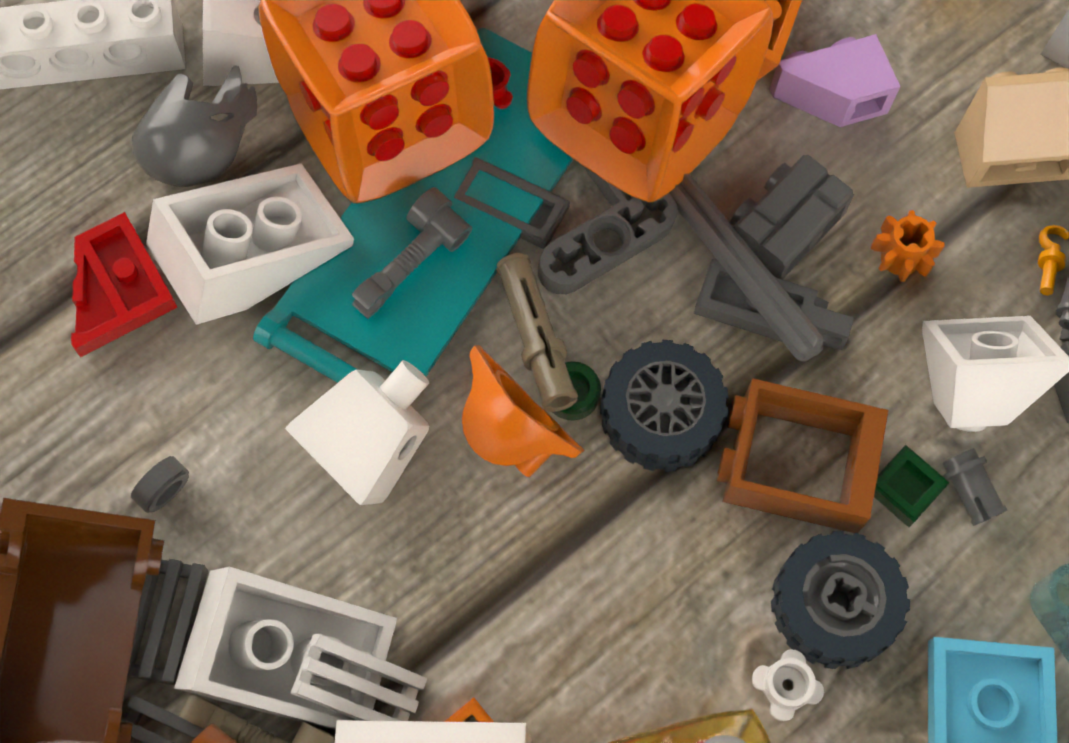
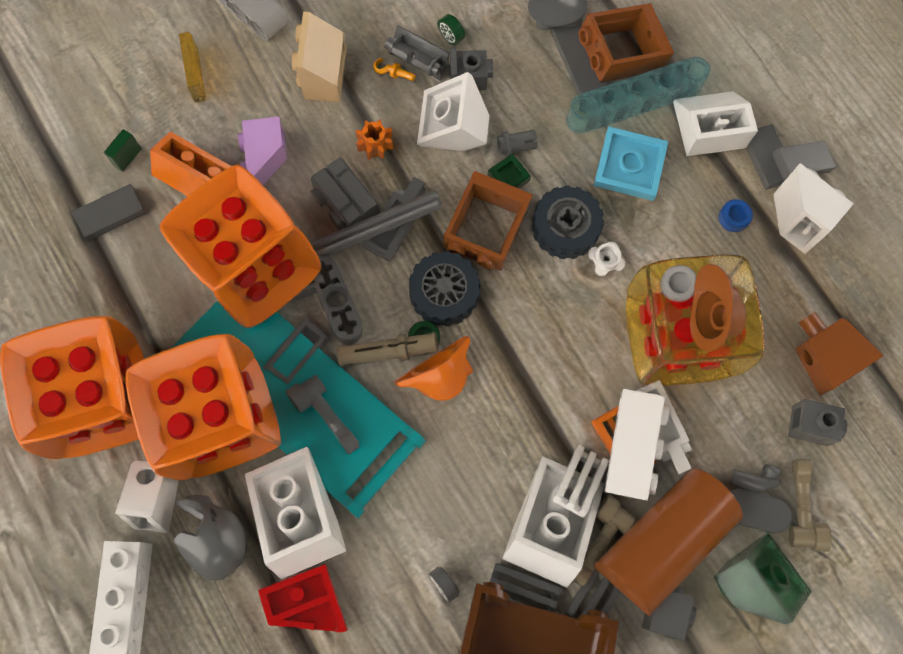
camera: 80 degrees left, 5 degrees up
(365, 430) = (434, 456): white torso -> none

